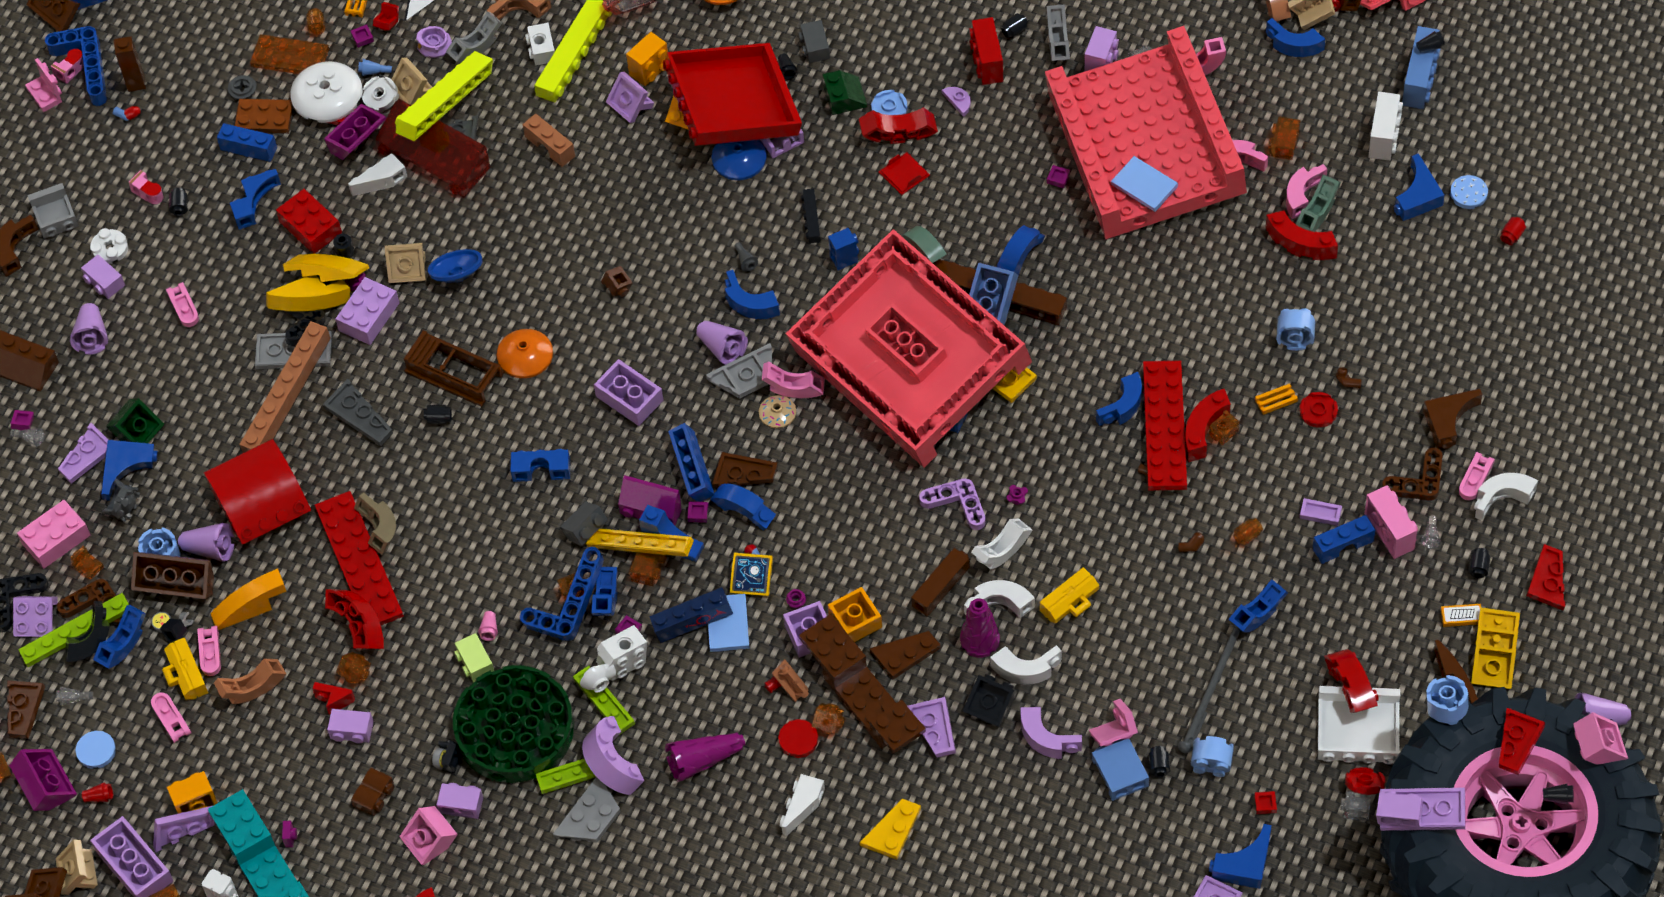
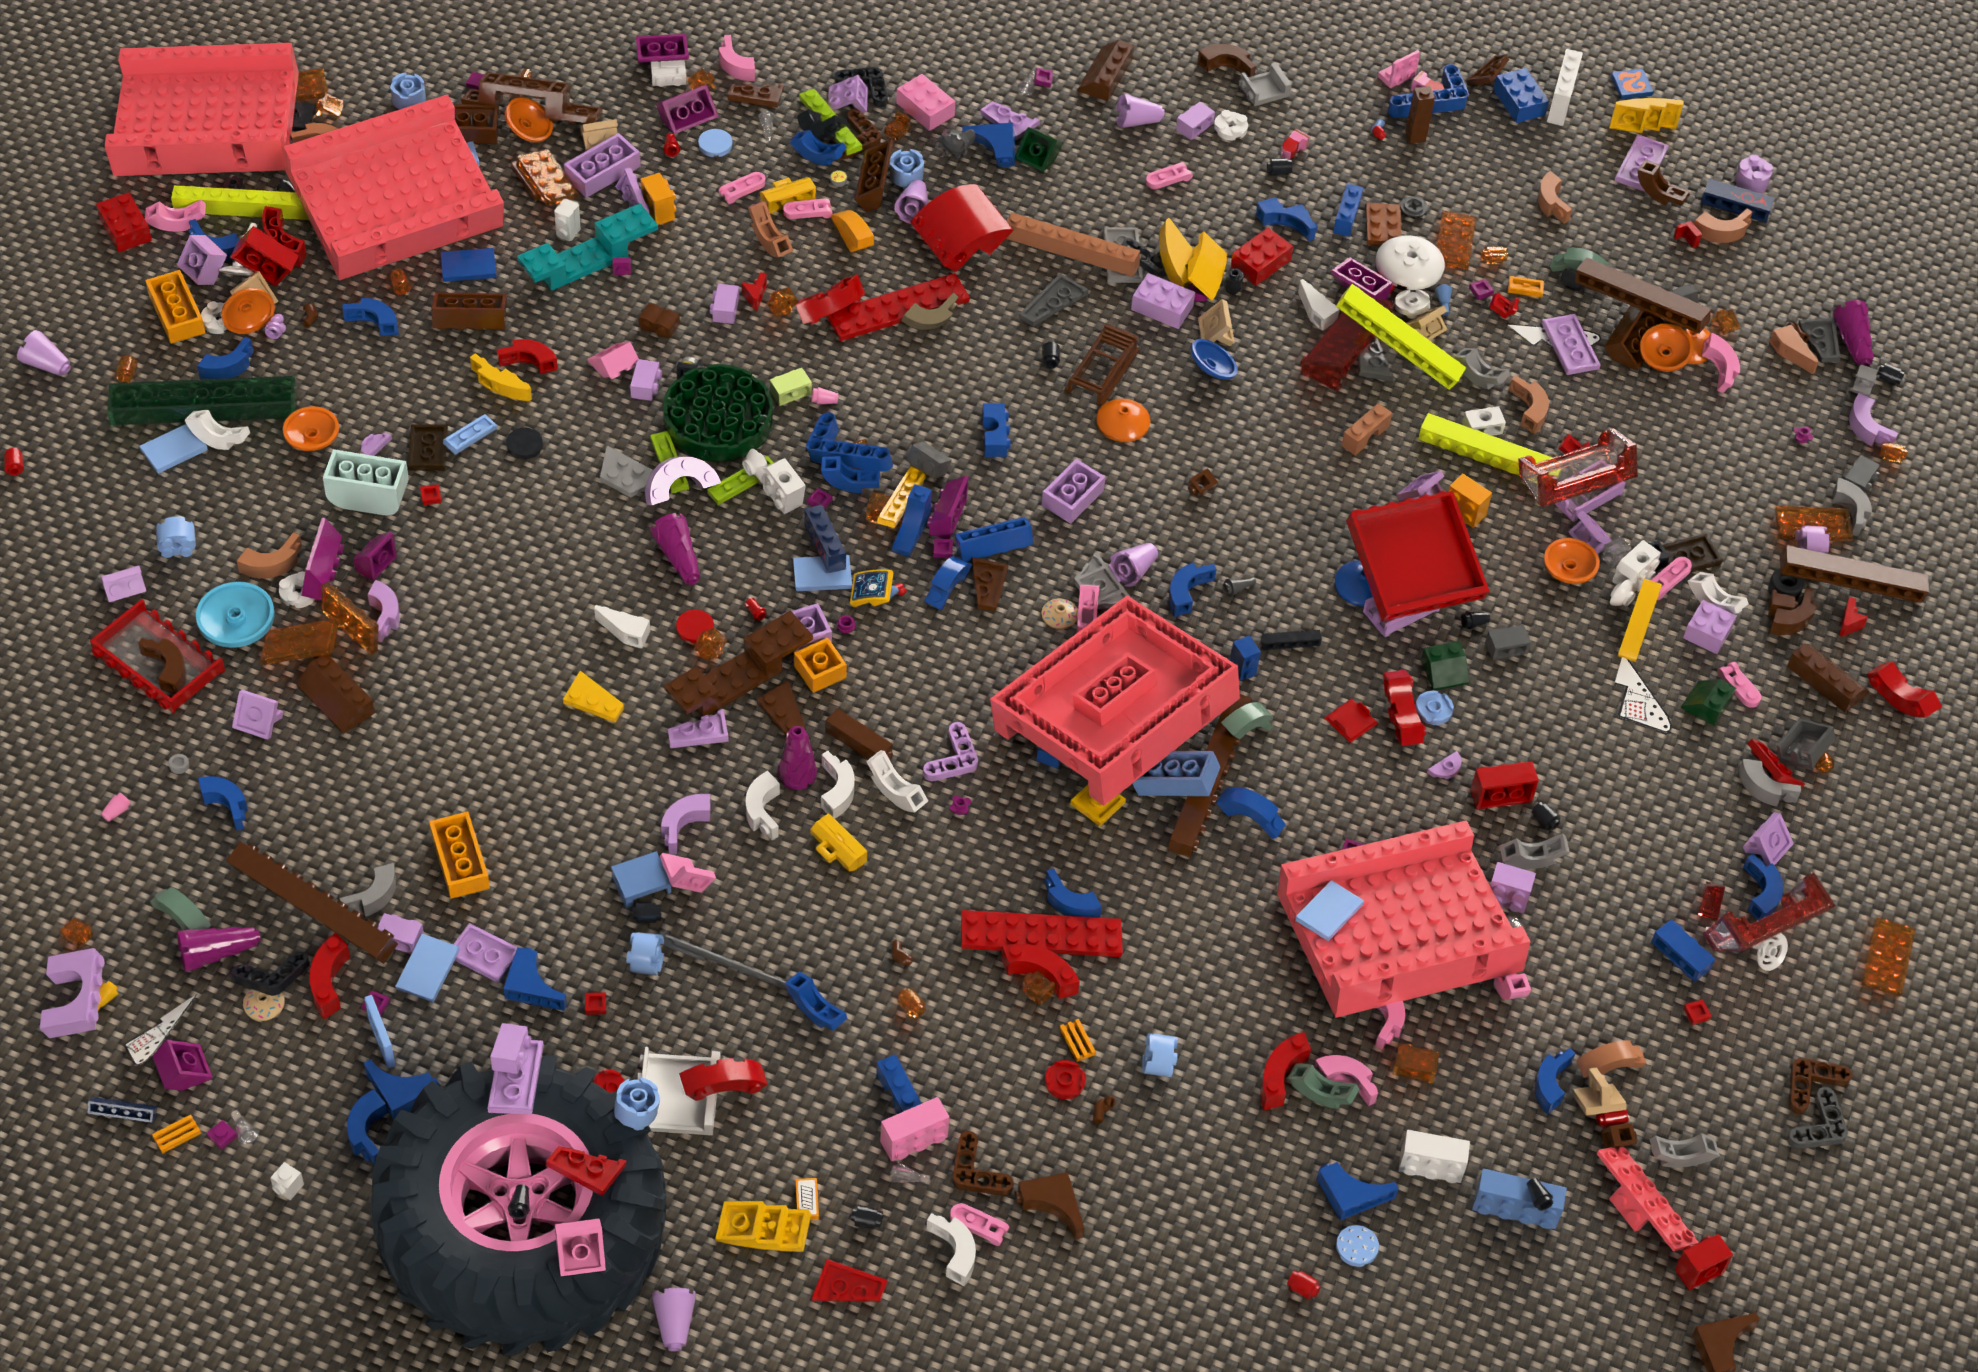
camera: 80 degrees right, 5 degrees down
(176, 628) = (826, 183): black piece -> none
(433, 42) = (1482, 339): lavender hat -> none
(790, 681) = (752, 615): nougat hinge -> none
(990, 700) = (724, 774): black plate -> none
(1320, 512) = (937, 1074): lavender tile -> none
(1449, 666) = (737, 1180): reddish brown slope -> none

